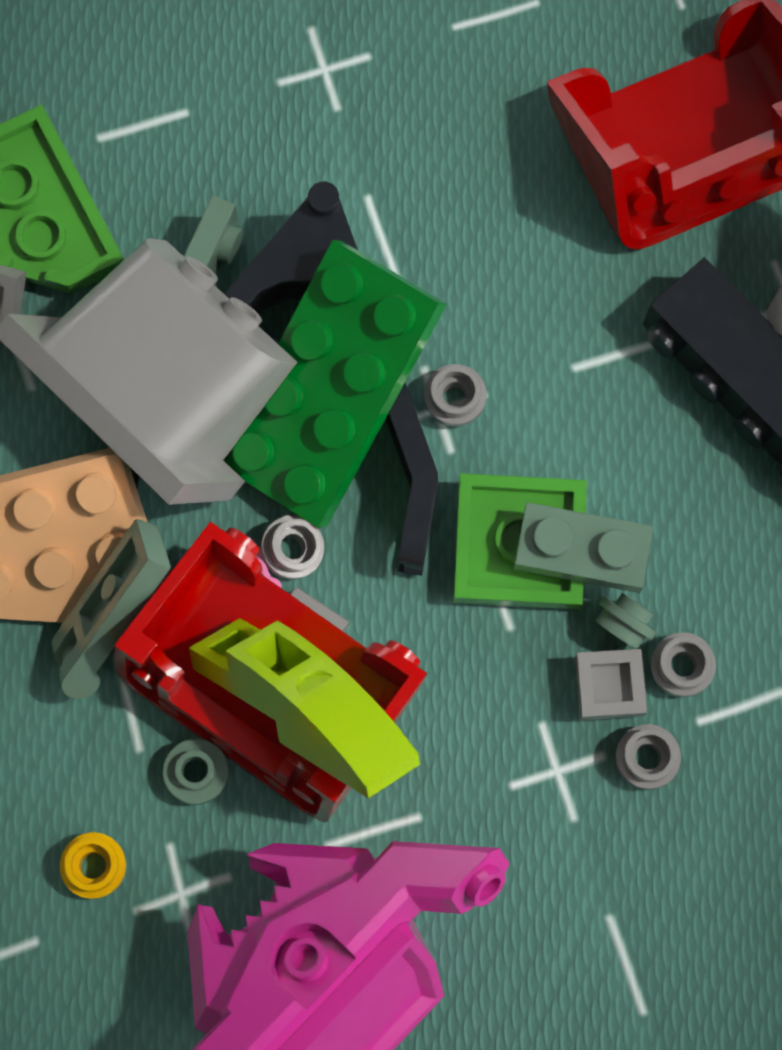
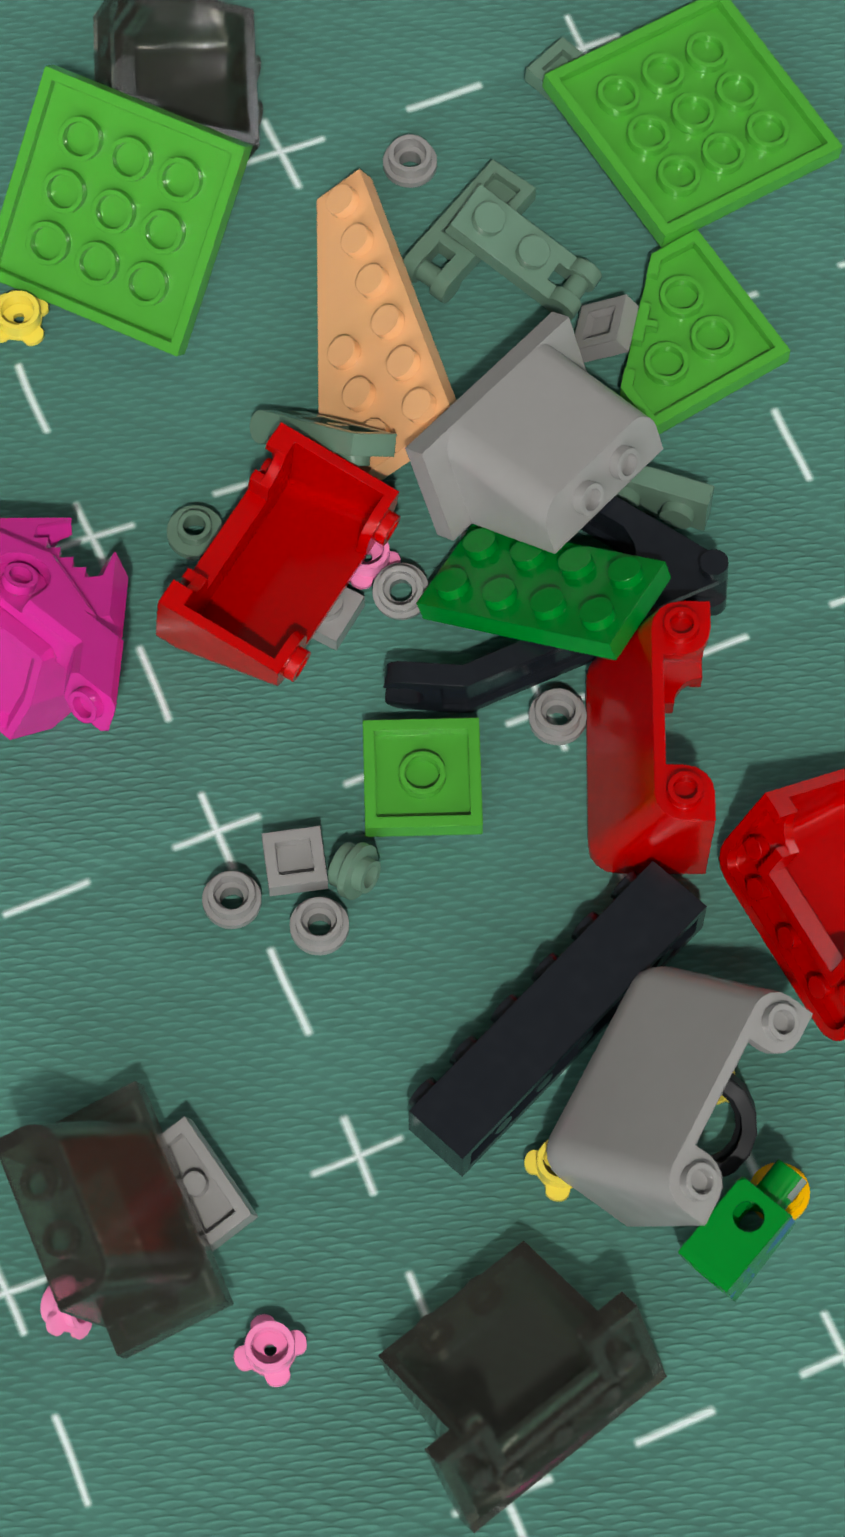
camera: 90 degrees right, 10 degrees down
(78, 851) = (106, 448): yellow plate -> none
(312, 700) = (238, 571): lime slope -> none
(526, 309) = (634, 799): none -> red windscreen
(583, 547) = (415, 820): sand green plate -> none

